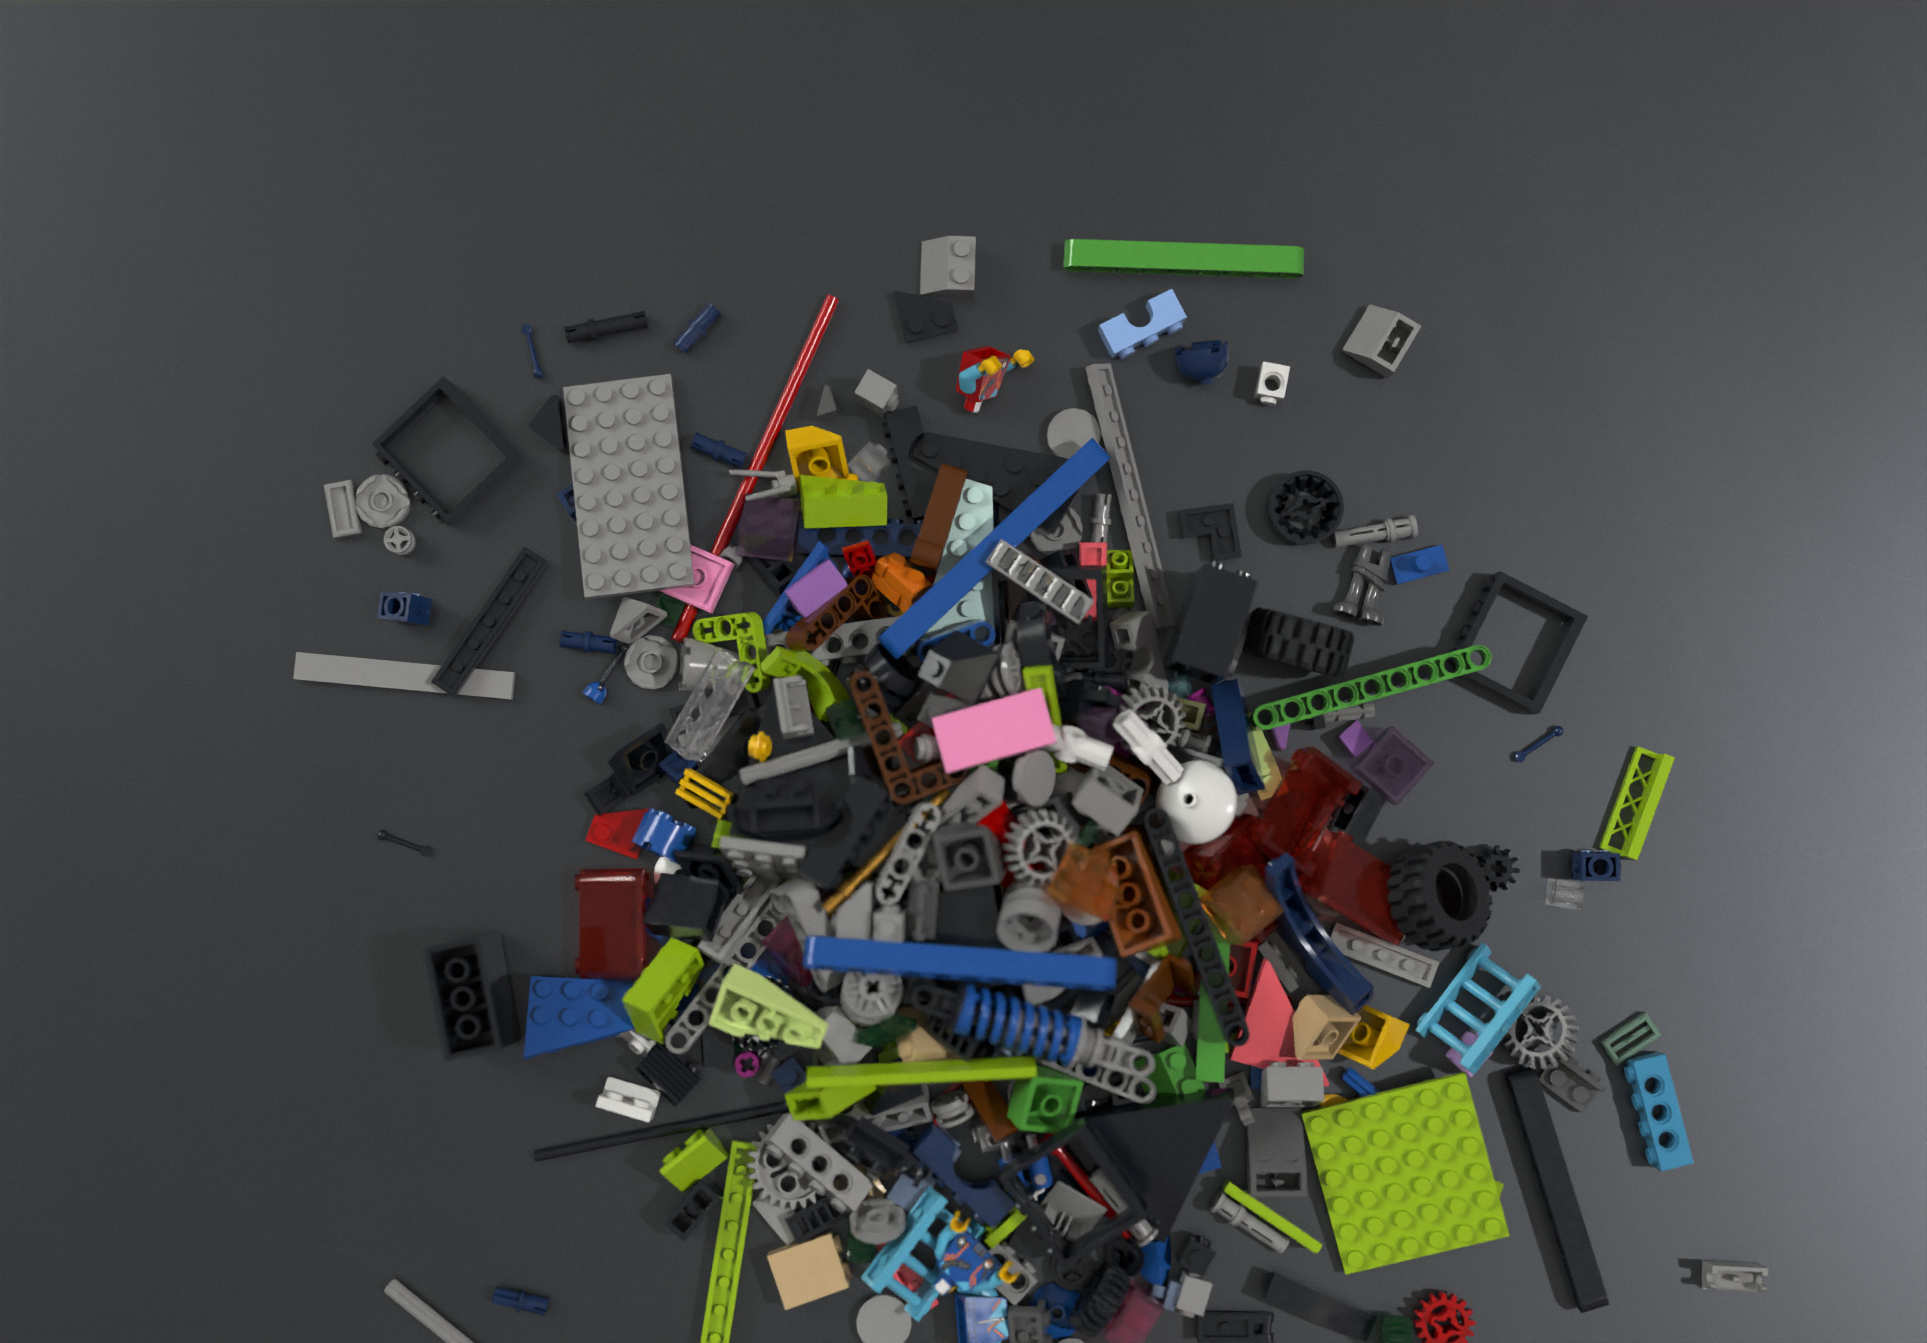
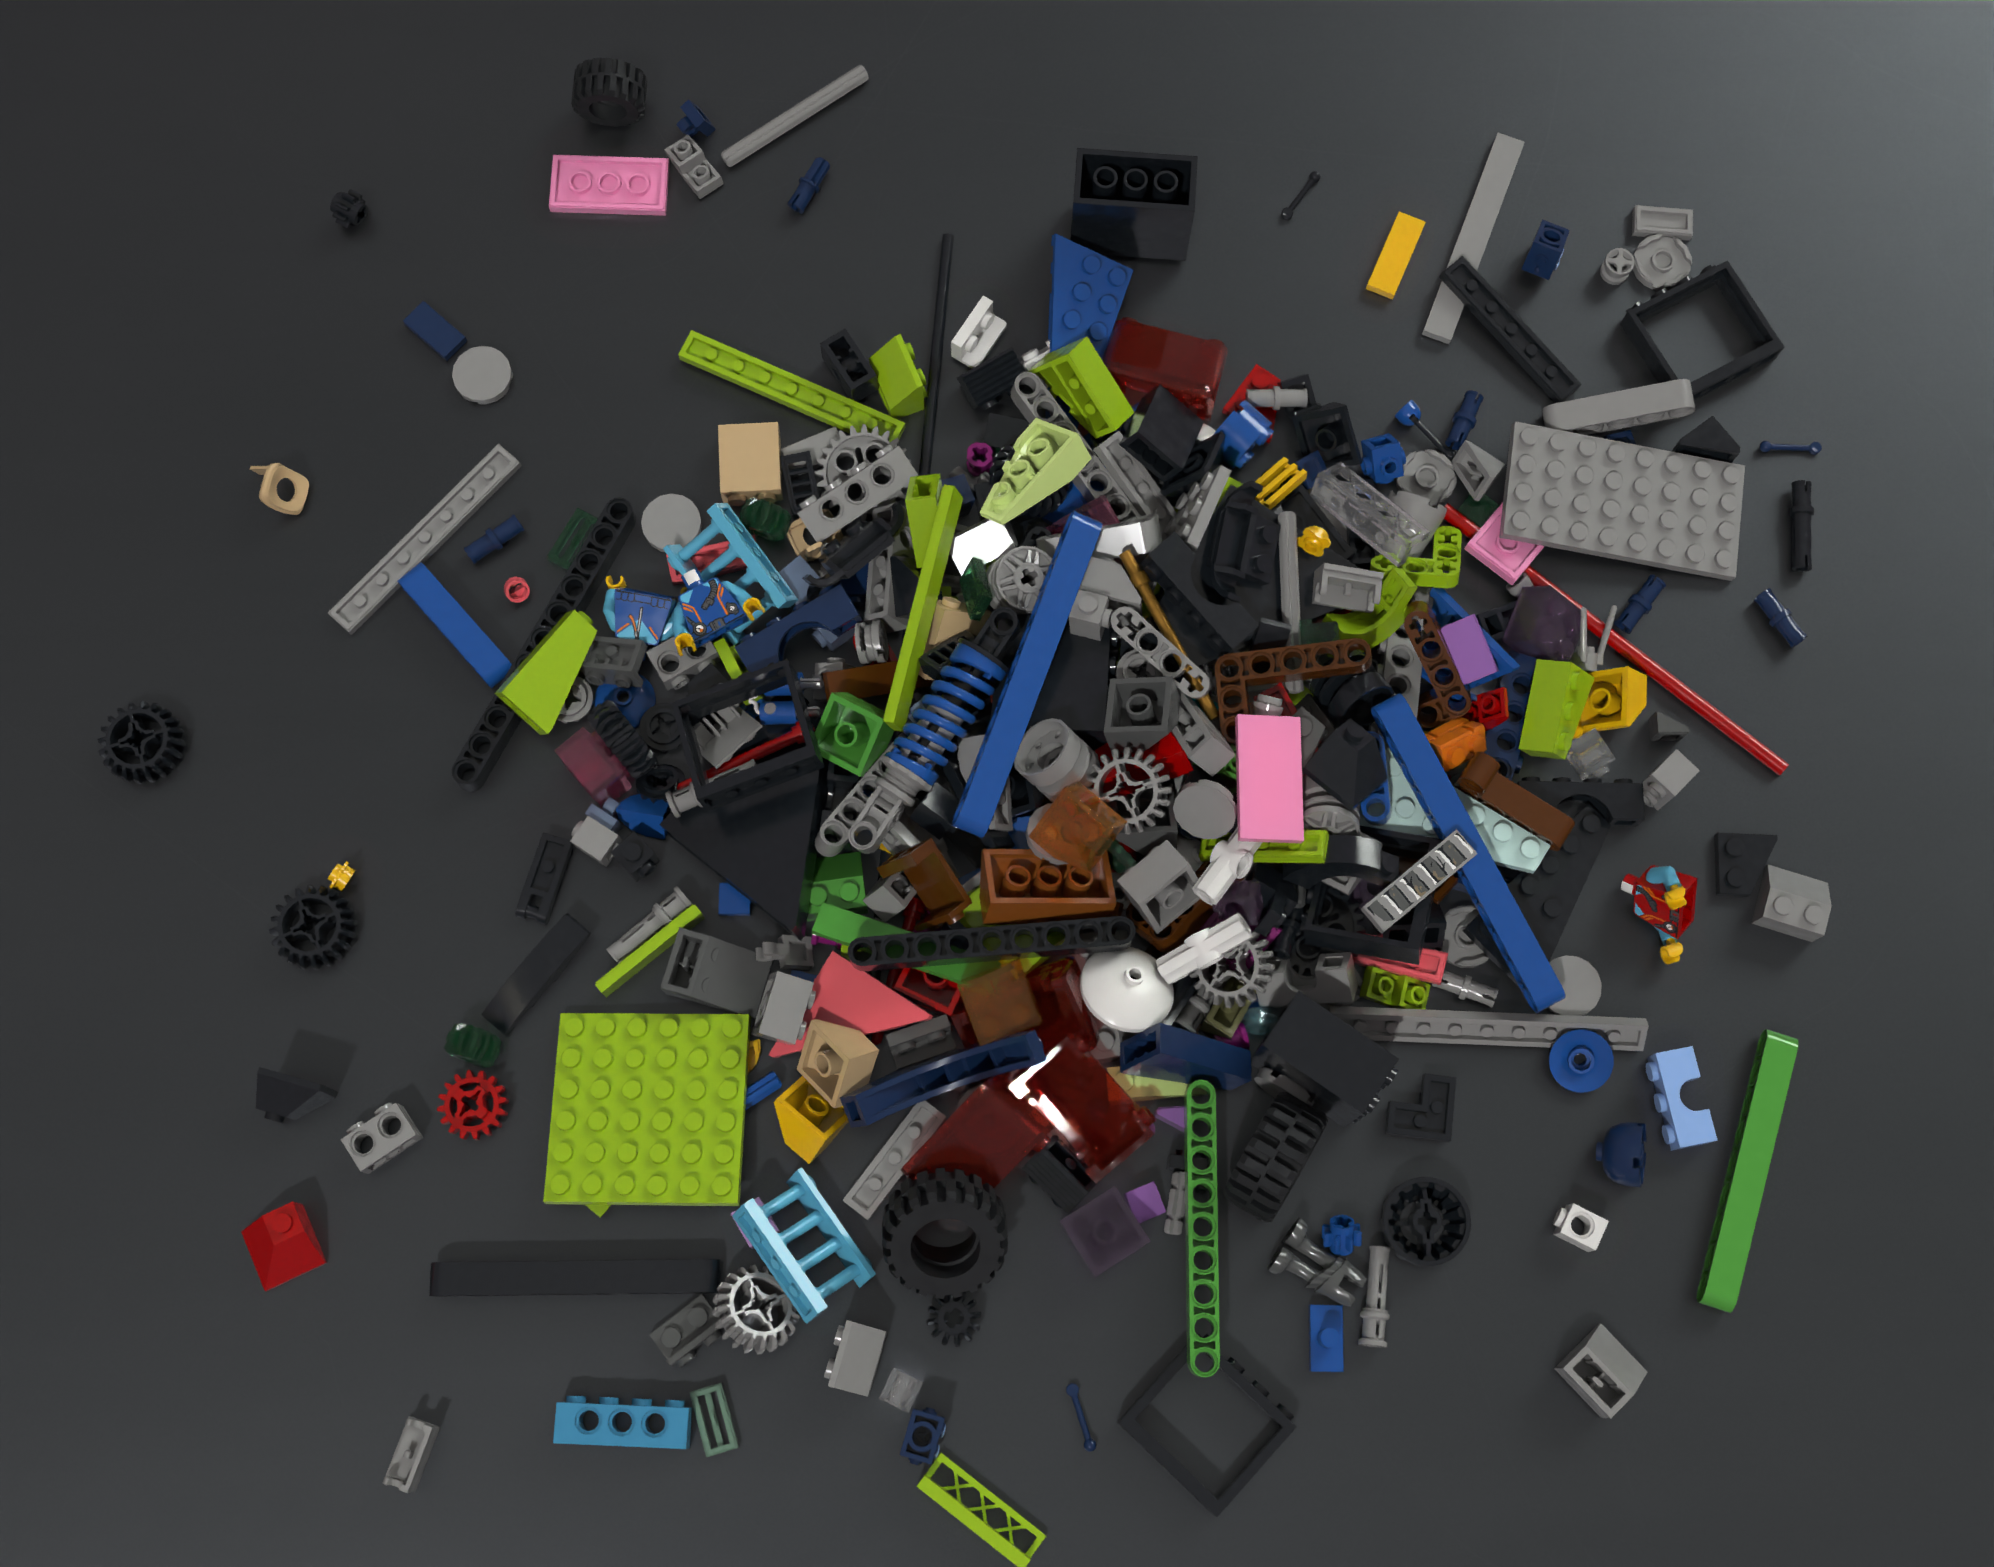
camera: 110 degrees right, 10 degrees down
(441, 741) = (1395, 255): none -> yellow tile
(544, 508) = (1622, 408): none -> light grey beam
(617, 814) = (1277, 397): none -> light grey pin
(648, 705) = (1382, 458): none -> blue brick
(877, 1221) = (779, 534): light grey tile -> none
(922, 909) = (1095, 653): dark grey hinge -> none
(1146, 411) = (1590, 1073): none -> blue dish
(1336, 572) = (1341, 1235): none -> blue gear
(1553, 937) = (856, 1358): none -> light grey slope

